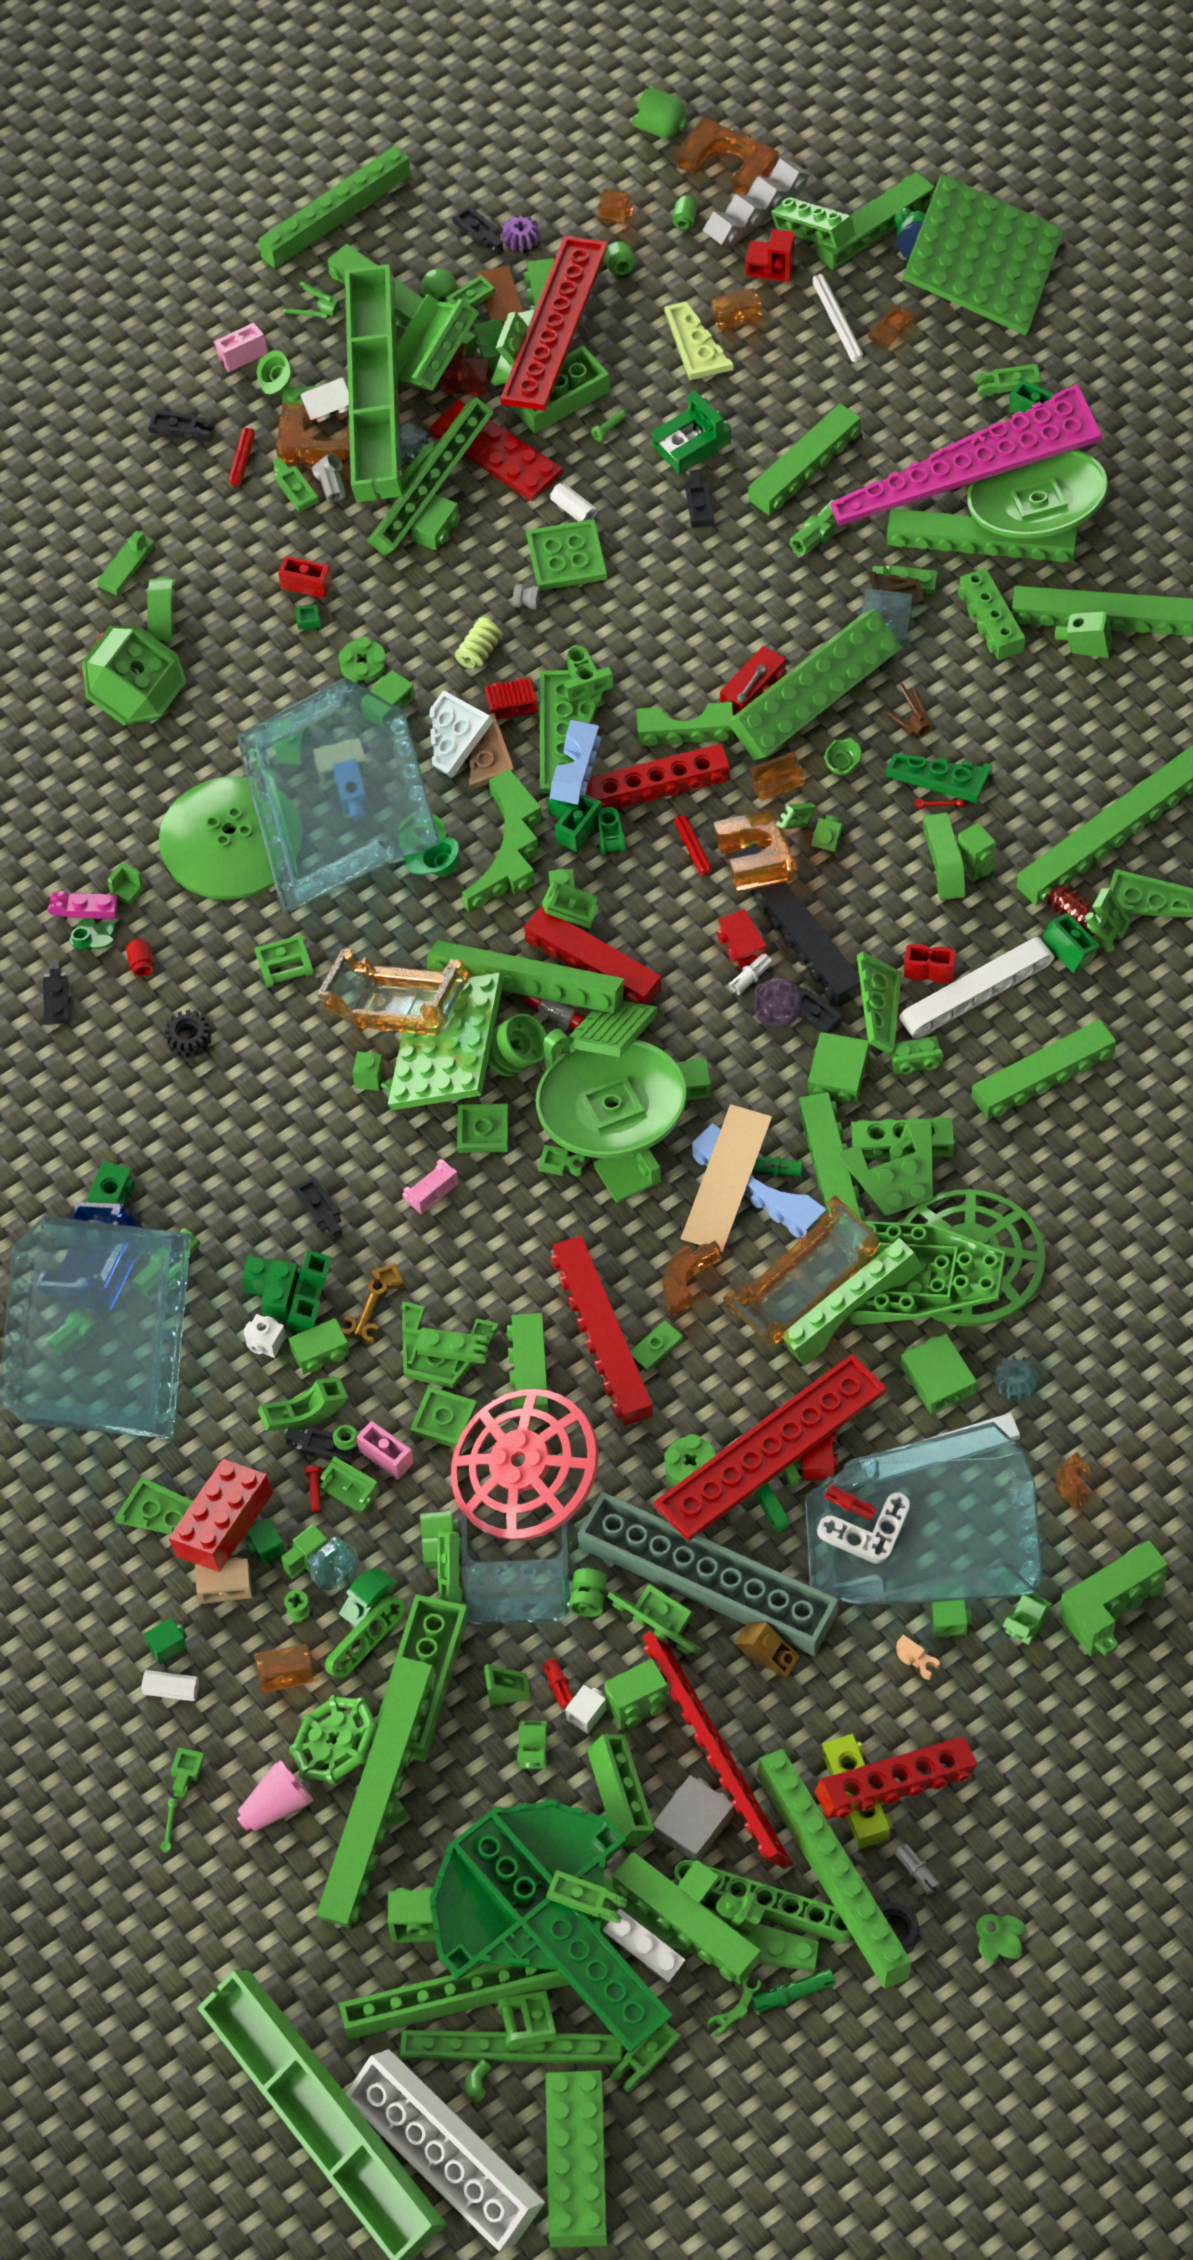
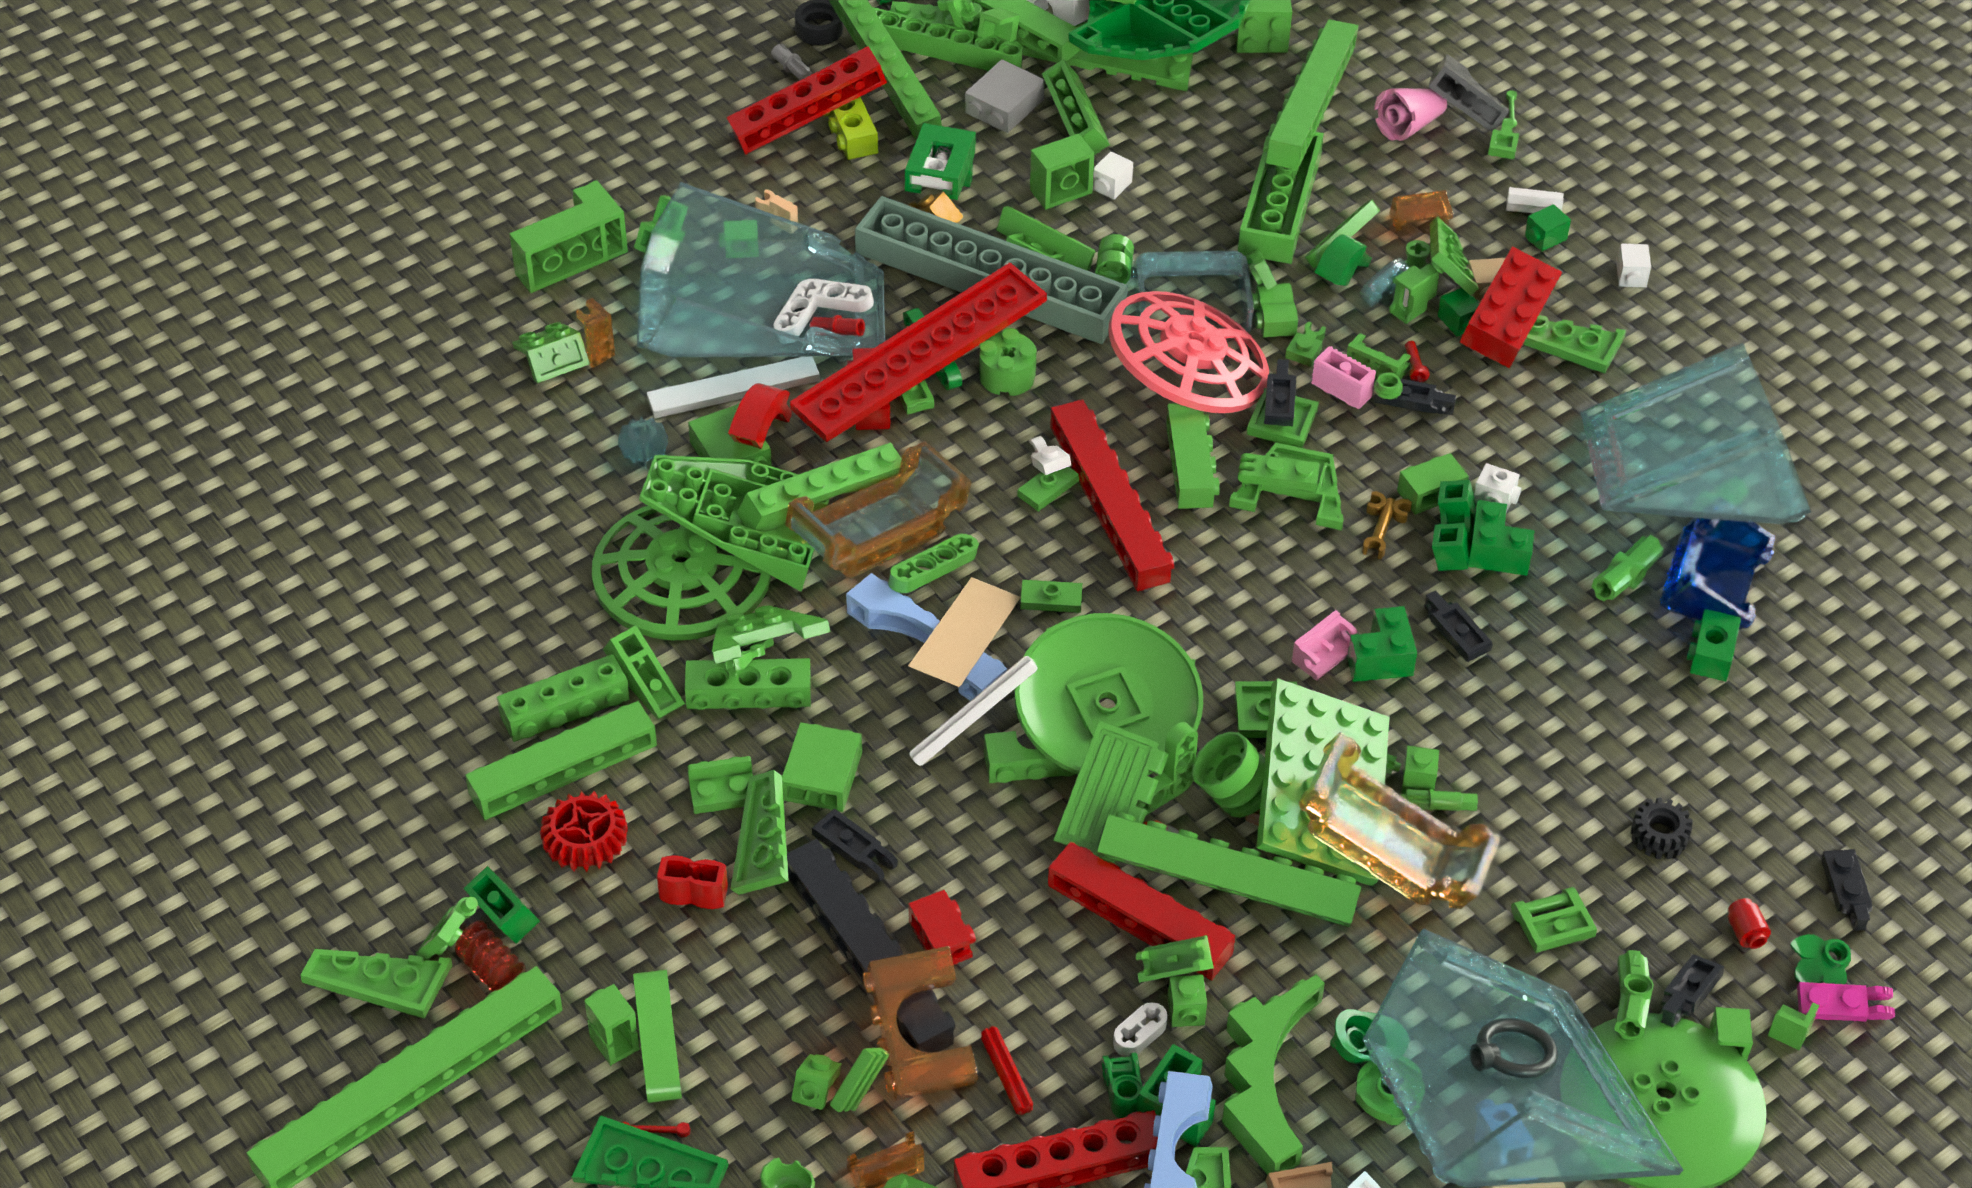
camera: 175 degrees right, 10 degrees down
(90, 1601) = (1633, 265): none -> white brick
(172, 875) = (1733, 1028): none -> bright green panel
(194, 906) = (1689, 988): none -> black hinge
(227, 1819) = (1458, 87): none -> dark grey arch
(240, 882) = (1634, 995): none -> bright green piece
(269, 1572) = (1448, 255): none -> bright green wing
(306, 1410) = (1442, 423): bright green arch -> none
(342, 1755) = (1361, 143): bright green plate -> none
(348, 1055) = (1442, 800): none -> bright green piece
(352, 826) = (1487, 1055): none -> pearl dark grey piece
(382, 1175) = (1386, 650): none -> green brick
(389, 1275) = (1362, 561): pearl gold tile -> none
(412, 1505) = (1307, 346): none -> bright green plate
(444, 1422) = (1280, 396): none -> black hinge
(506, 1685) = (1196, 193): bright green slope -> none
(532, 1745) = (1164, 140): bright green brick -> none
(558, 1682) = (1141, 198): red axle -> none
(594, 875) = (1136, 1026): none -> white beam
(654, 1234) = (1051, 596): none -> bright green plate
(654, 1359) = (1048, 458): none -> white plate
(680, 1271) = (1018, 551): clear orange arch -> none
(718, 1089) = (973, 710): none -> white axle
(719, 1755) = (996, 150): red plate -> none
(750, 974) = (939, 881): white axle -> none
(751, 1707) = (941, 160): none -> green brick
(757, 1250) = (907, 576): none -> bright green beam
(777, 1003) = (896, 841): clear purple tile -> none
(794, 1167) = (894, 662): green pin -> none
(823, 1143) = (838, 658): bright green brick -> none
(909, 1380) = (757, 412): none -> red arch
(976, 987) = (631, 863): white beam -> none
(990, 1147) = (644, 672): none -> bright green slope
(1003, 1939) = (716, 20): bright green plate -> none
(1014, 1019) = (584, 831): none -> red gear
(1050, 1122) = (563, 698): none -> bright green brick
(1118, 1483) = (552, 351): none -> bright green bracket

